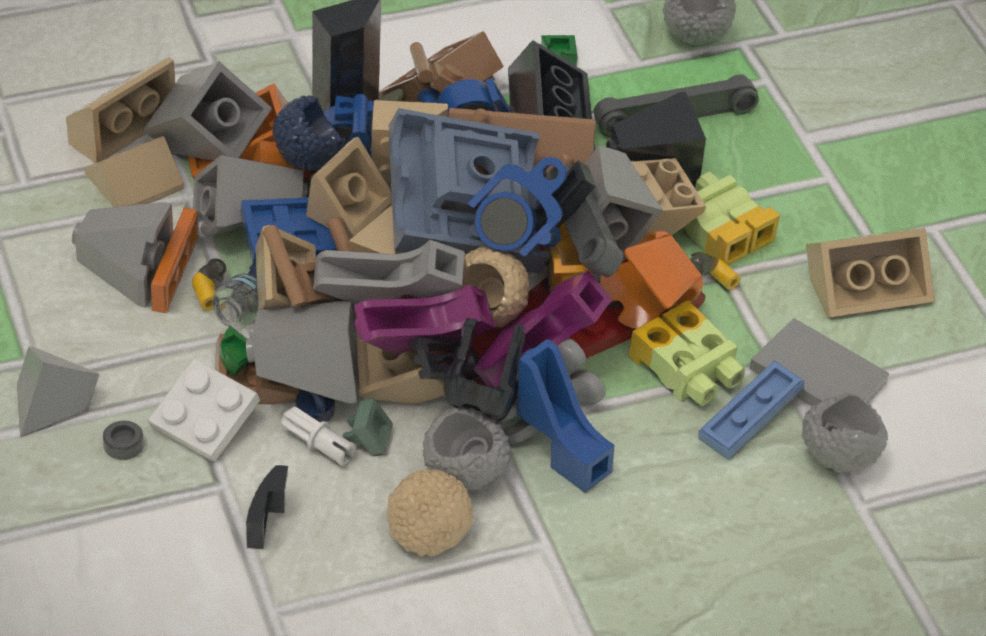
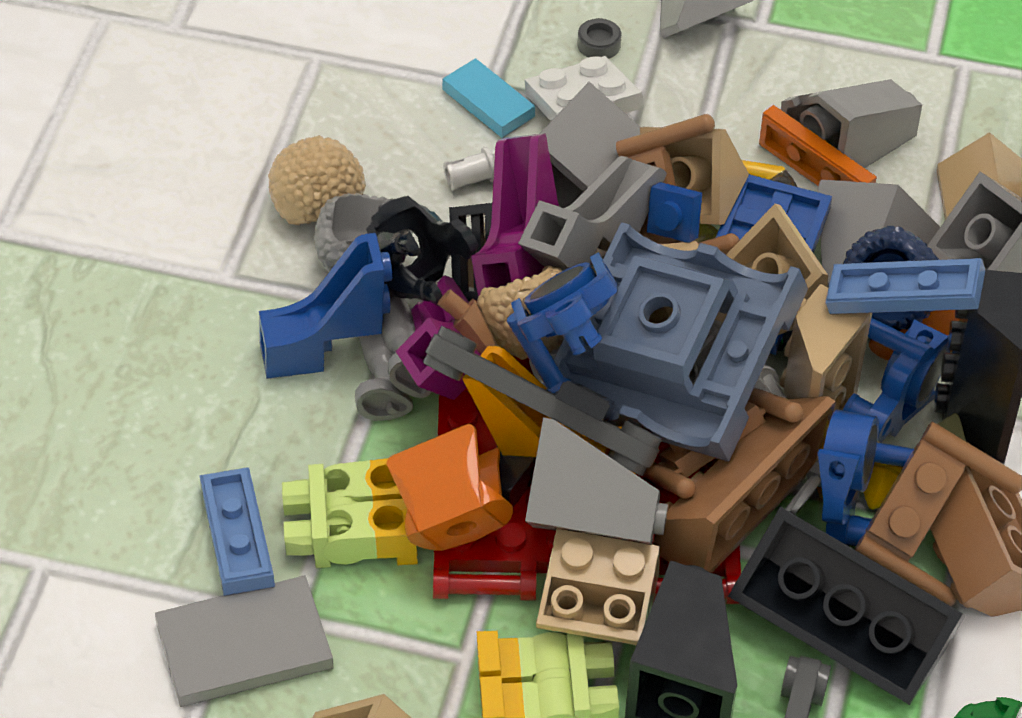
camera: 125 degrees right, 5 degrees up
(242, 474) = (488, 97): none -> medium azure tile
(268, 498) = (420, 76): black slope -> none
(341, 239) = (674, 212): none -> blue plate
(363, 68) = (906, 286): none -> medium blue tile
(370, 427) = (461, 190): sand green tile -> none
(536, 298) = (468, 320): none -> medium nougat bar
(717, 268) = (464, 641): arm -> none
(844, 433) = (116, 564): light grey hair -> none

